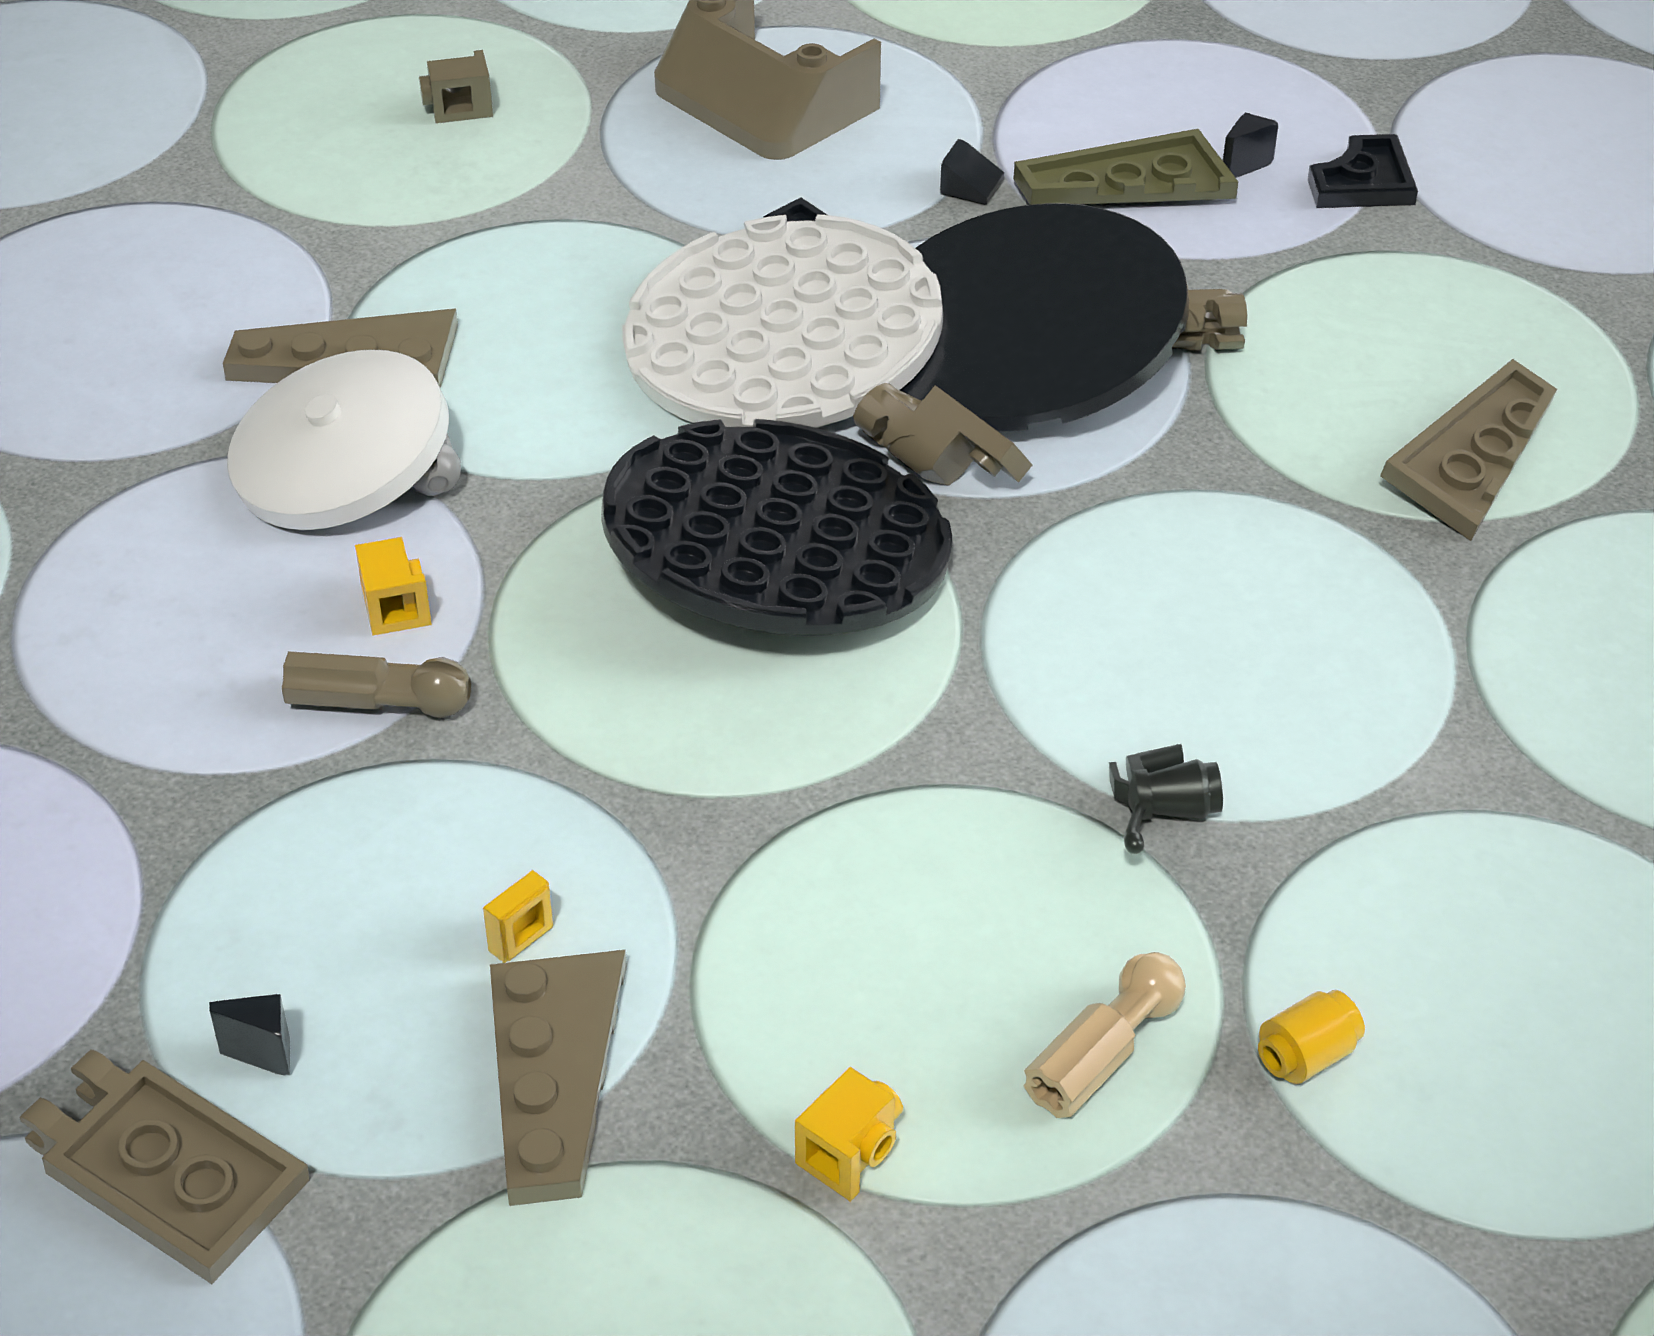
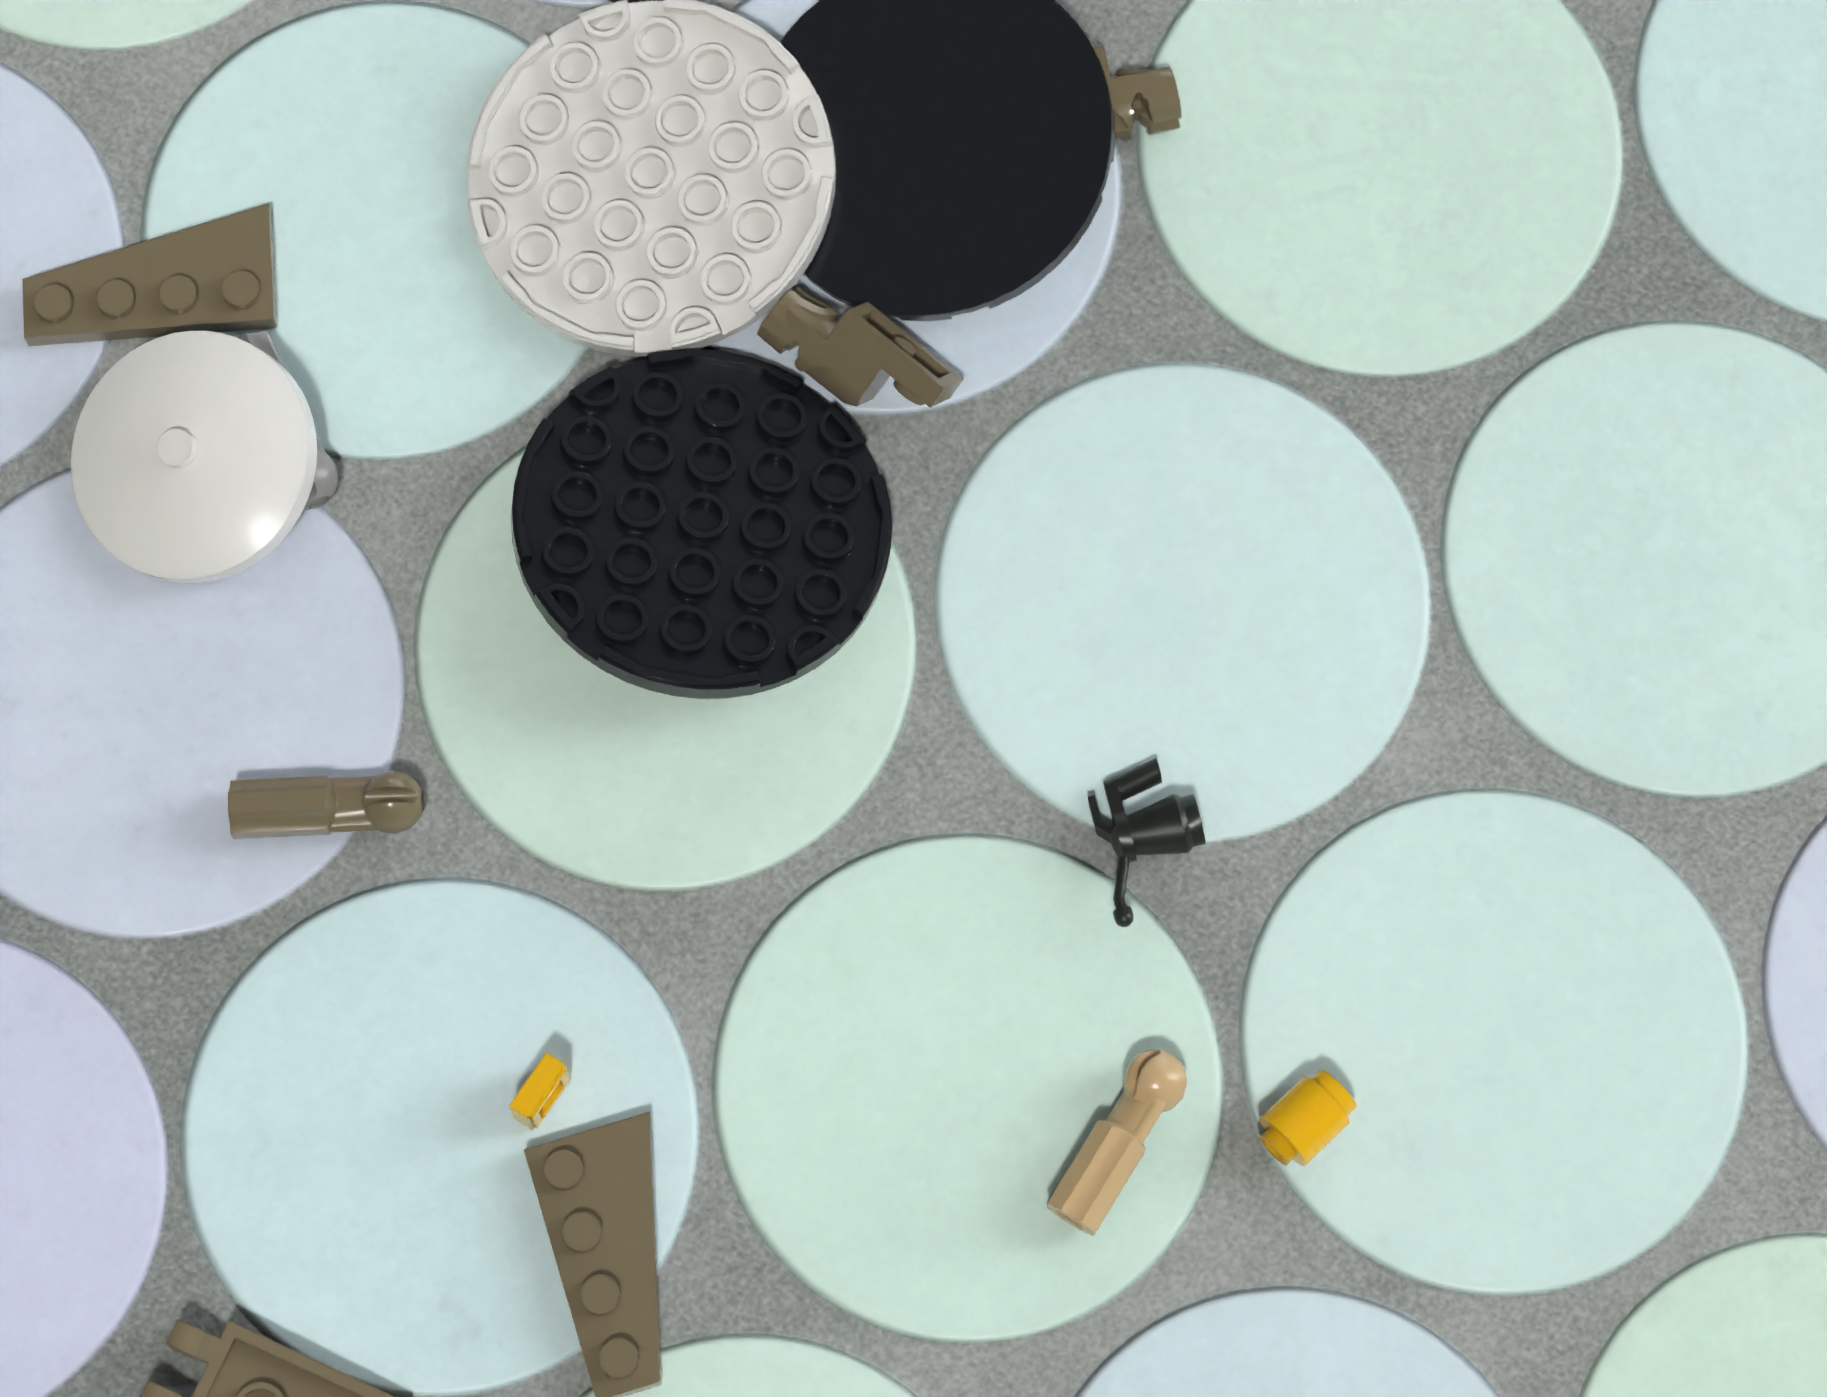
camera: 10 degrees left, 30 degrees up
(253, 1031) = (323, 1265): black slope -> none
(392, 587) = (305, 663): yellow brick -> none
(847, 1131) = (896, 1292): yellow brick -> none
(1472, 448) = (1432, 287): dark tan wing -> none

